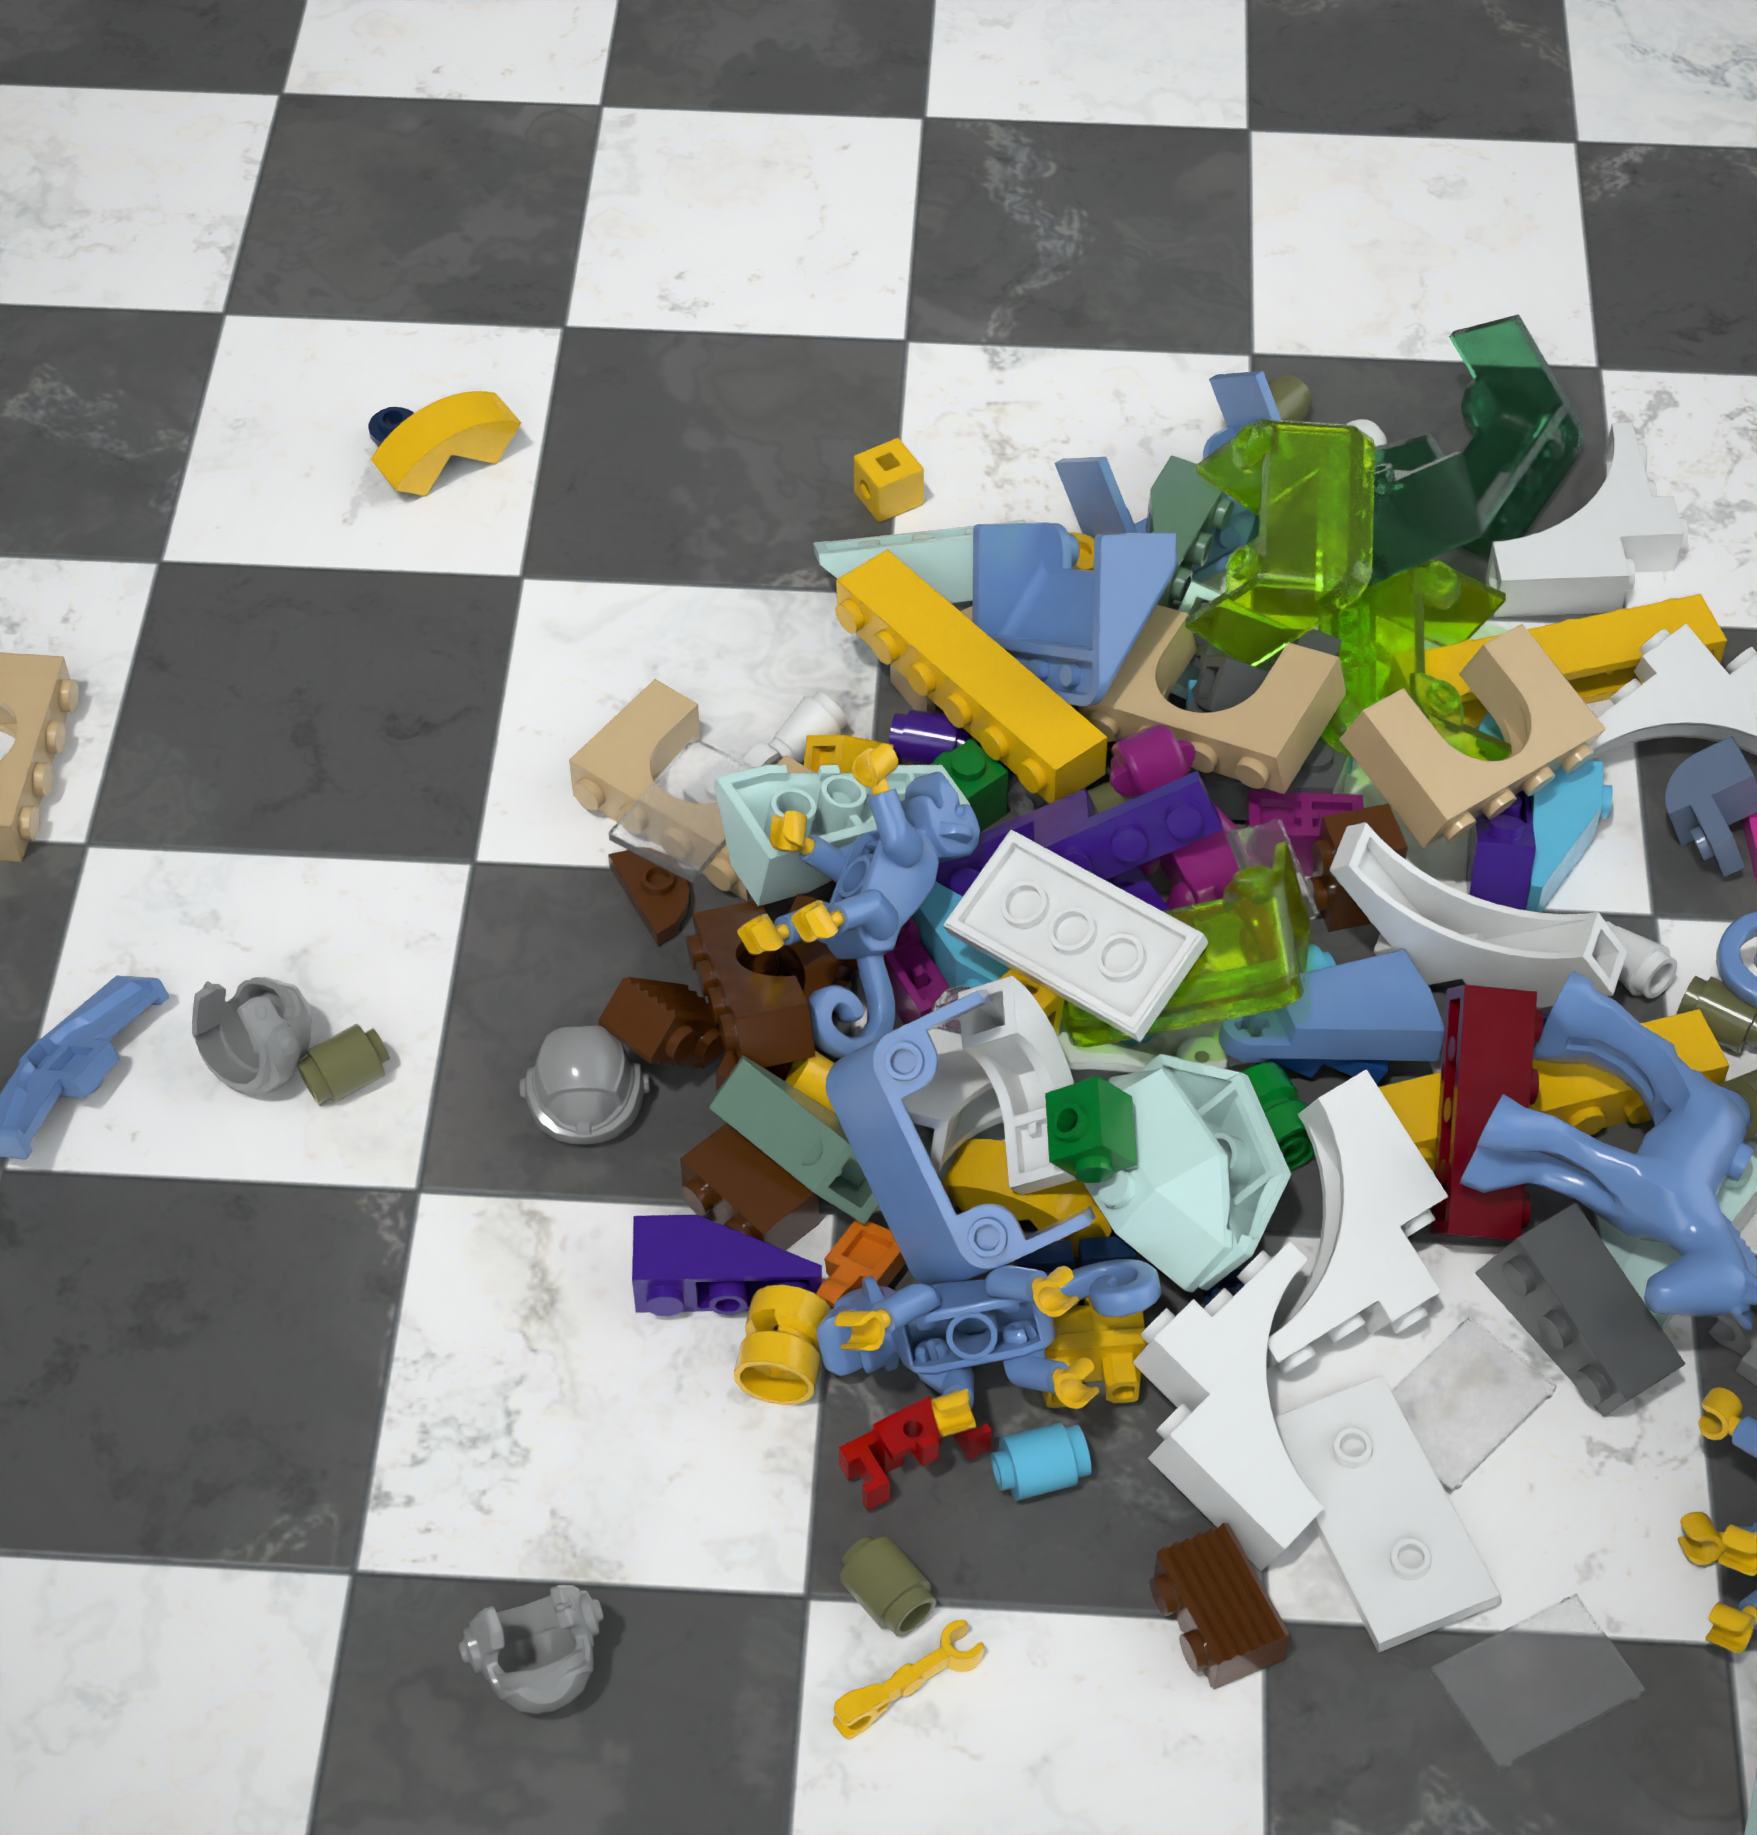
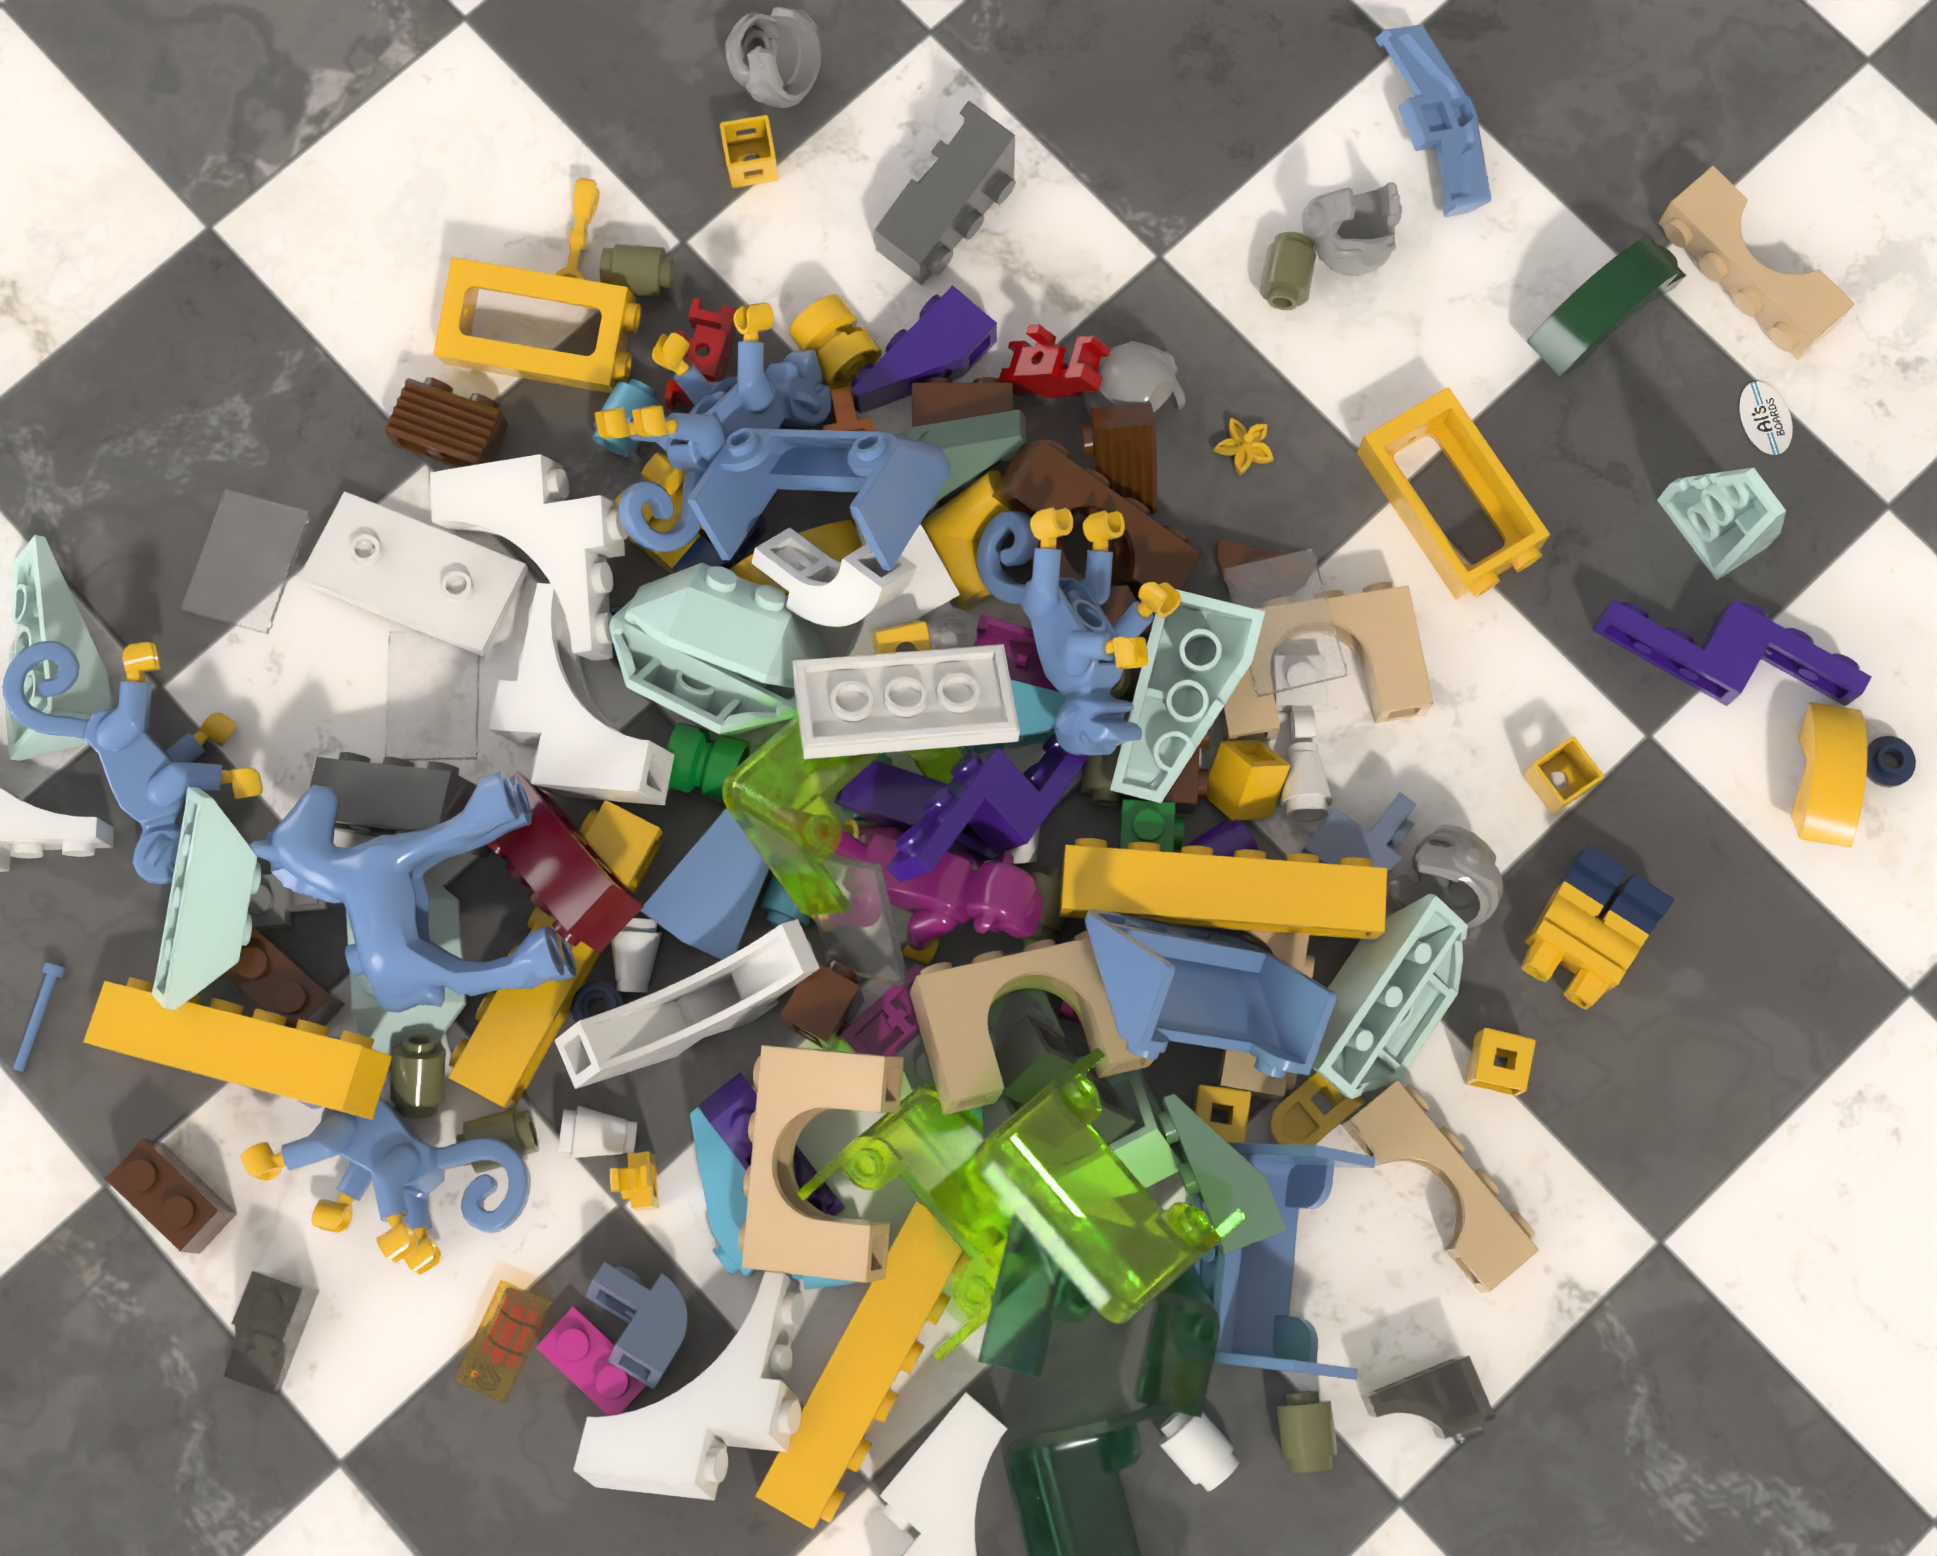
camera: 135 degrees right, 25 degrees up
(152, 677) = (1765, 418): none -> white sticker
(157, 798) = (1604, 304): none -> dark green arch
(296, 595) = (1724, 516): none -> light aqua wedge
(401, 558) = (1732, 652): none -> dark purple bracket
(436, 741) = (1482, 473): none -> yellow piece
(537, 1369) = (950, 197): none -> dark grey wedge
(547, 985) = (1245, 445): none -> yellow plant
(607, 584) = (1574, 763): none -> yellow piece
(649, 1150) = (1052, 376): none -> red piece
(650, 1577) = (738, 147): none -> yellow piece
(724, 497) = (1589, 945): none -> yellow hips
(782, 584) = (1455, 869): none -> light grey helmet
(818, 655) = (1344, 838): none -> sand blue brick
(1020, 1659) = (594, 372): none -> yellow piece
(1024, 414) = (1485, 1237): none -> tan arch
(1091, 1129) = (759, 578): green brick -> none
(1164, 366) = (1443, 1396): none -> clear smoke arch
(1627, 892) = (637, 1181): none -> yellow plate

